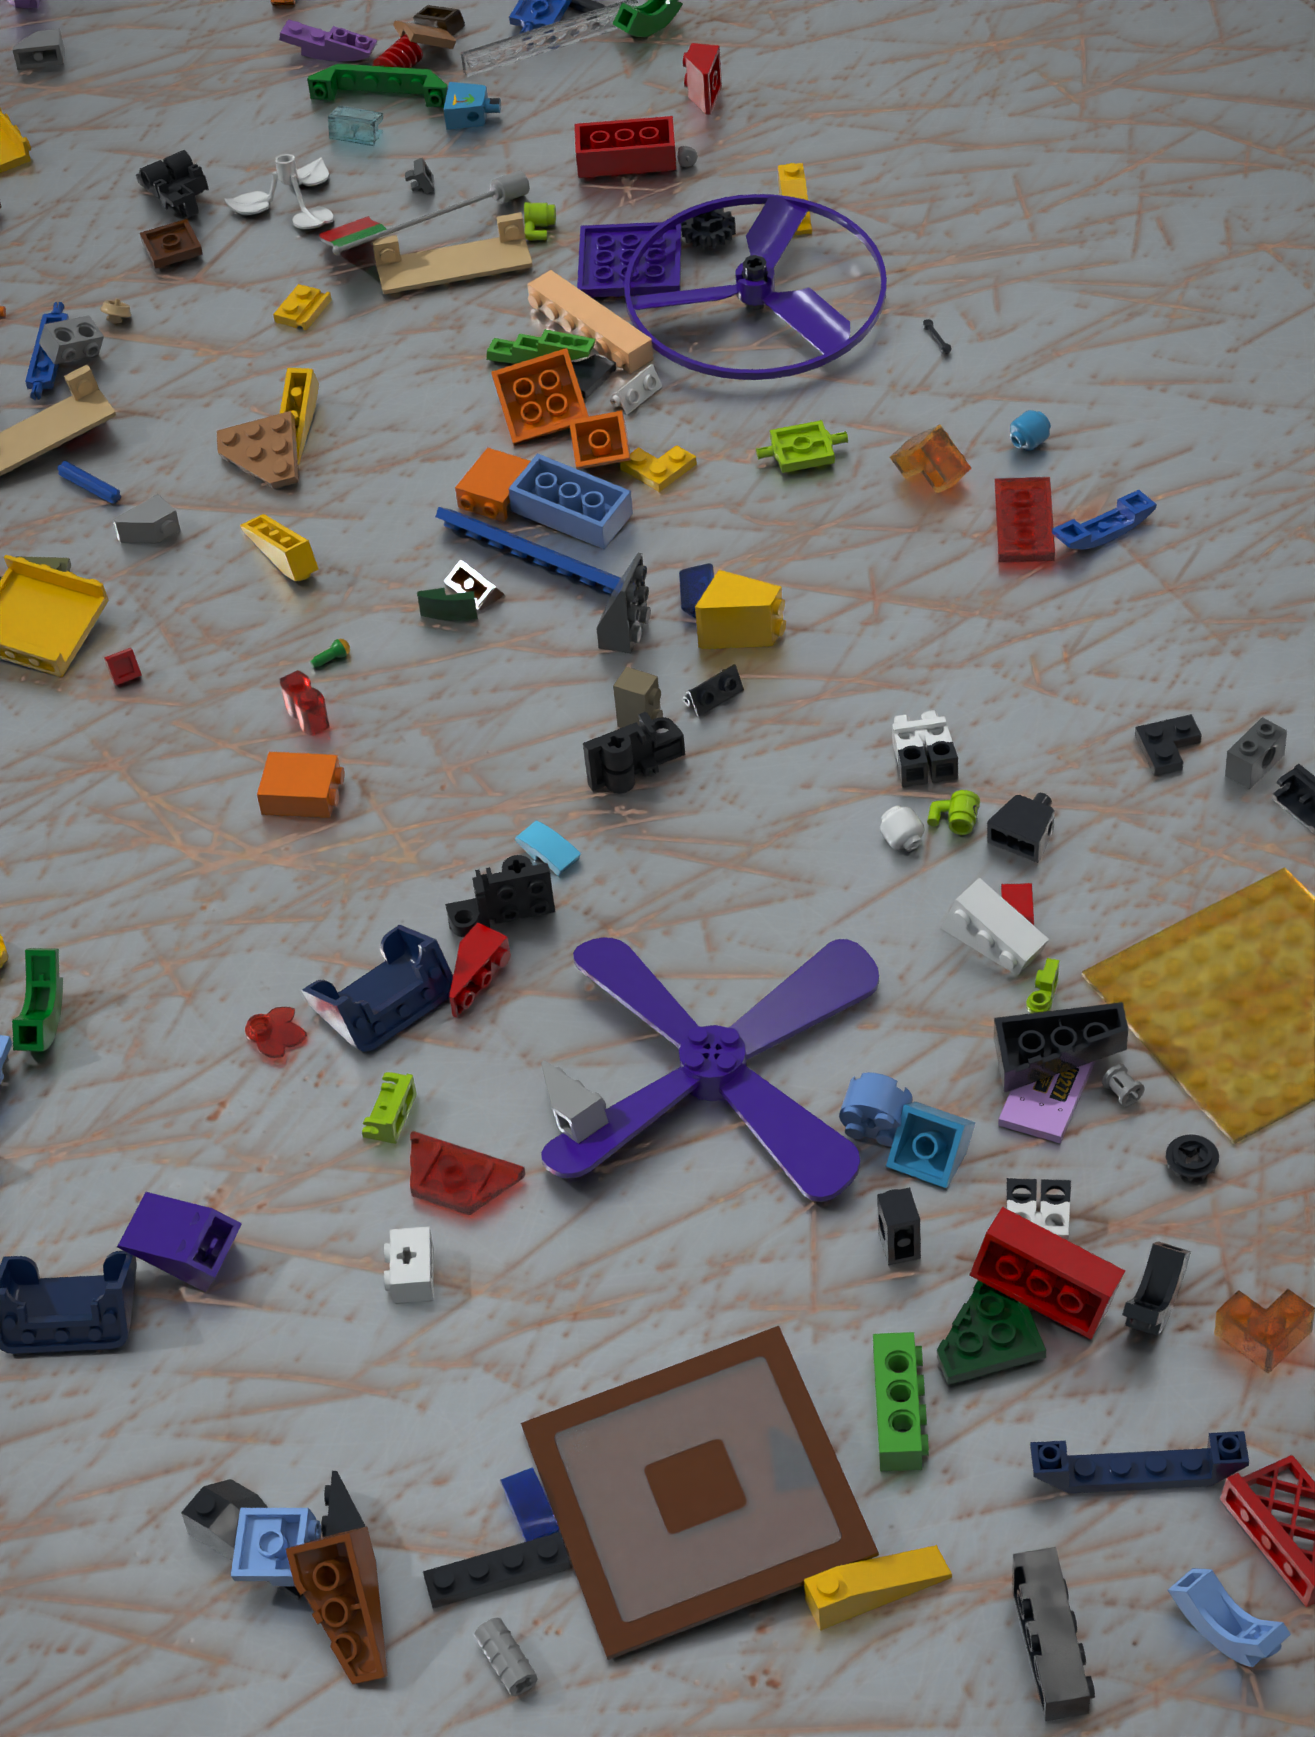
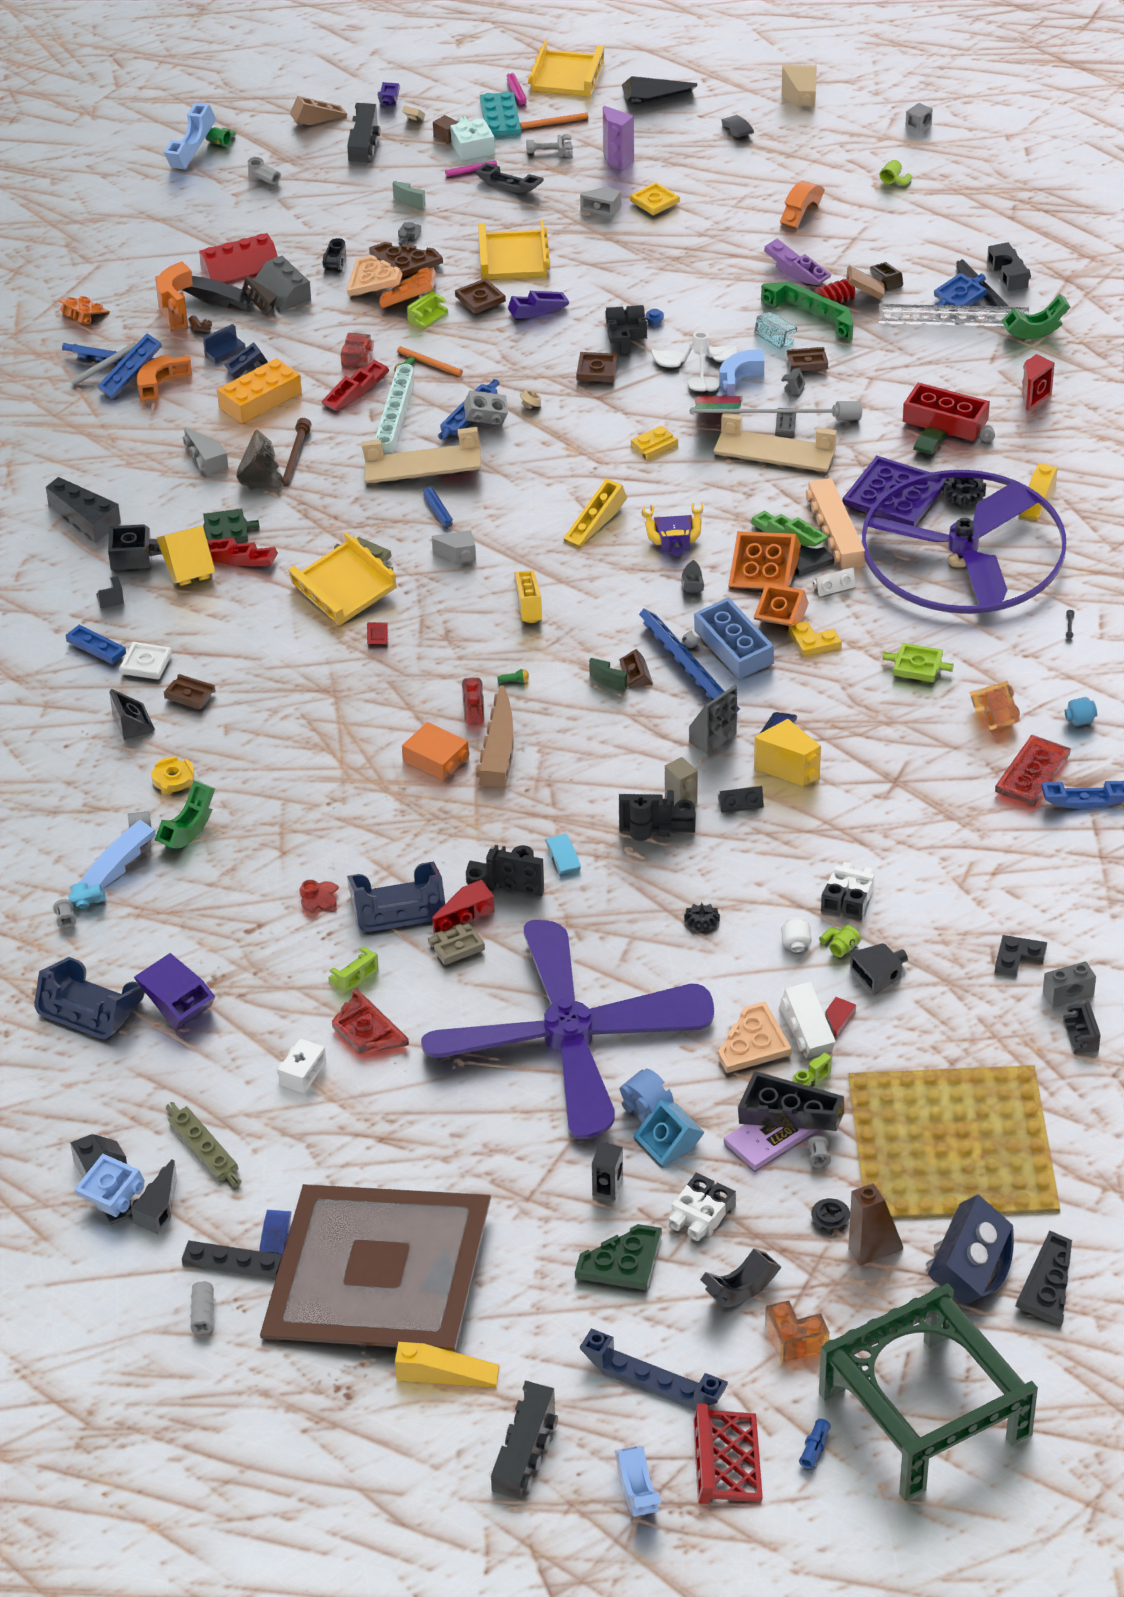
camera: 25 degrees right, 5 degrees down
(44, 196) = (537, 304): none -> dark purple slope
(102, 25) = (654, 198): none -> yellow plate
(201, 158) = (654, 316): none -> blue plate
(263, 448) = (561, 527): medium nougat plate -> none
(343, 1591) = (131, 1223): dark orange wedge -> none
(345, 180) = (739, 366): none -> light blue arch
(351, 1429) = (203, 1144): none -> olive plate
(372, 741) = (498, 745): none -> medium nougat slope
(406, 403) = (673, 532): none -> torso
(417, 144) = (807, 359): none -> reddish brown plate
(446, 229) = (785, 424): none -> dark grey plate
(464, 448) = (692, 578): none -> dark grey plate
(468, 105) = (860, 343): dark azure torso -> none
(487, 484) = (681, 607): orange panel -> none
(501, 1022) = (456, 943): none -> dark tan plate
(516, 523) = (689, 640): none -> light grey hinge
(538, 216) = (852, 437): lime piece -> none
(575, 1107) = (461, 1012): light grey slope -> none
(626, 187) = (929, 440): none -> dark green slope
(758, 314) = (955, 561): none -> tan arm
(767, 863) = (710, 919): none -> black gear
(899, 1449) = (534, 1272): bright green brick -> none
(945, 979) = (753, 1040): none -> light nougat plate
(1046, 1272) = (674, 1235): red brick -> none
(1270, 1150) = (871, 1226): none -> reddish brown slope

